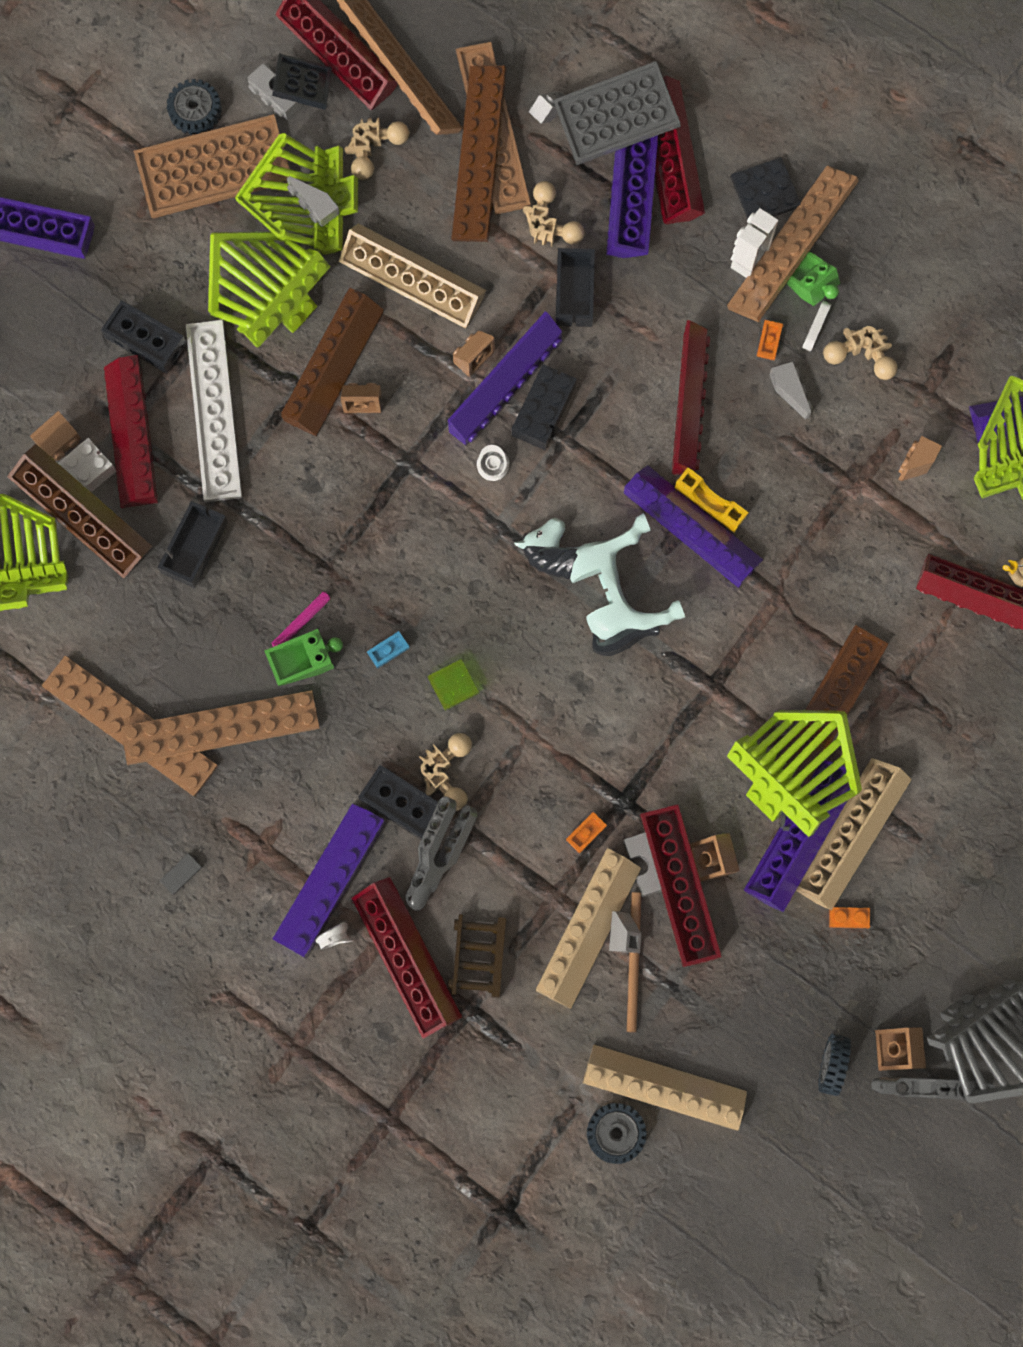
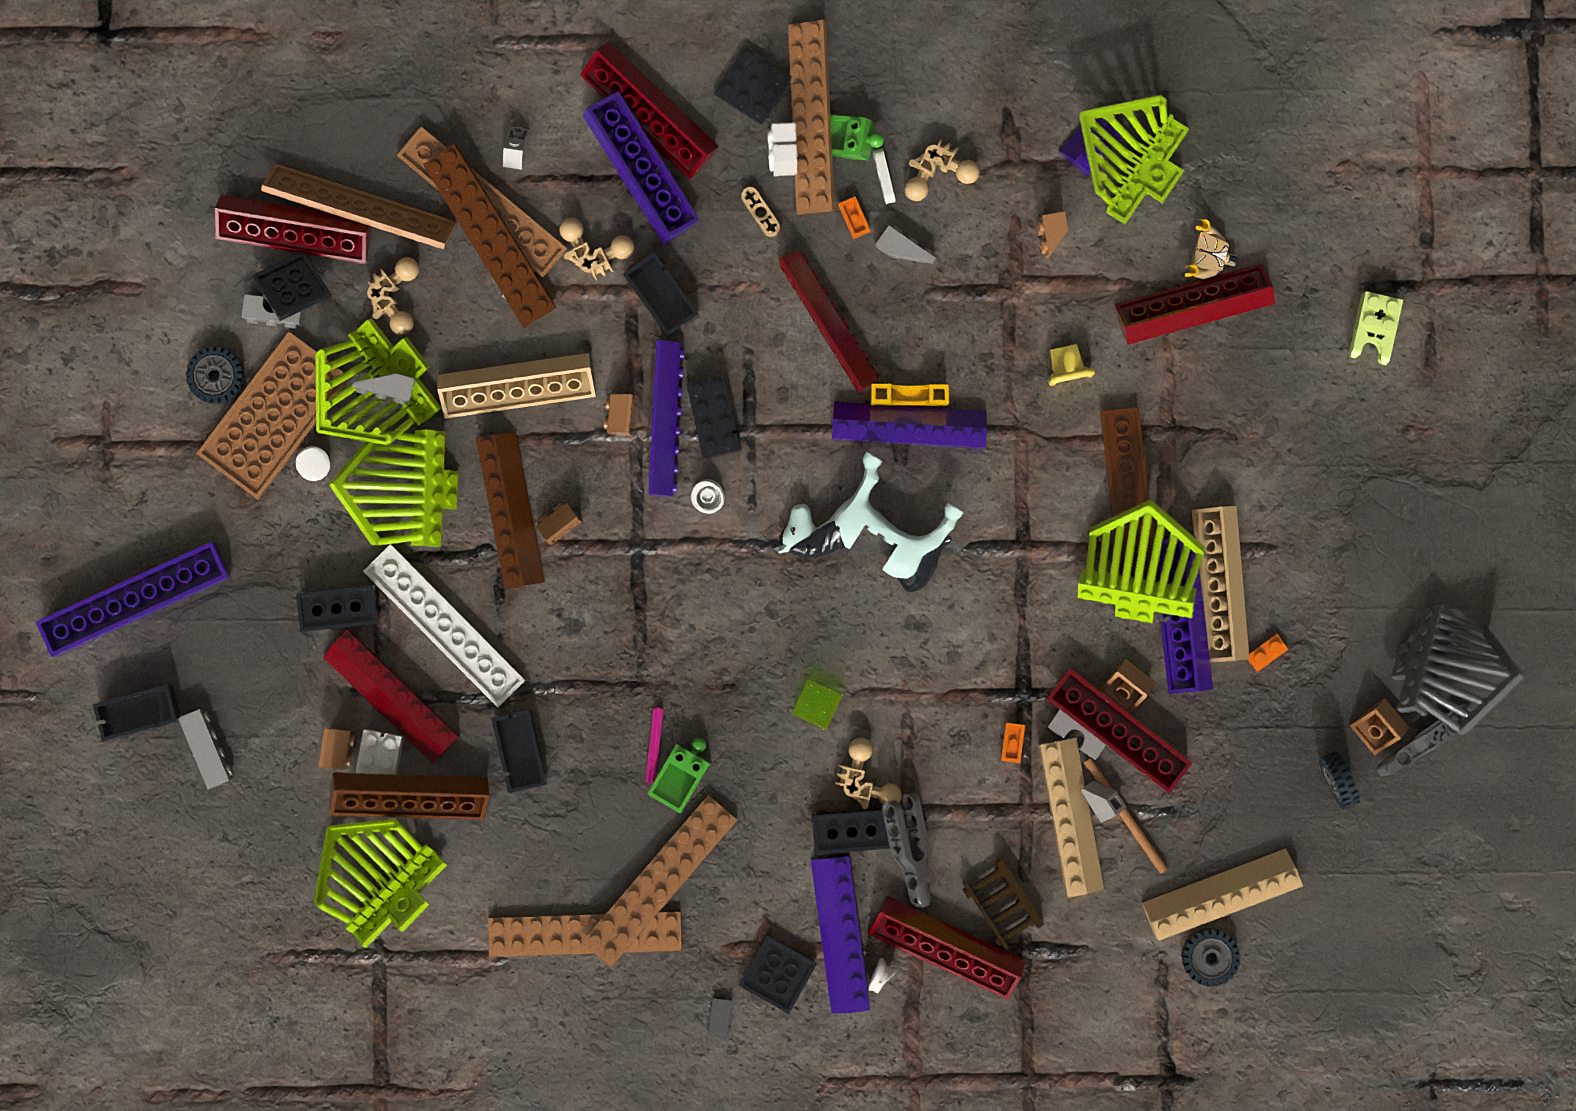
camera: 35 degrees left, 10 degrees up
(213, 218) = (313, 463): none -> white piece
(254, 873) = (777, 974): none -> black plate
(388, 649) = (743, 715): dark azure plate -> none
(616, 113) = (582, 117): dark grey plate -> none
(705, 279) = (748, 203): none -> tan beam
(855, 569) = (1067, 365): none -> light yellow piece

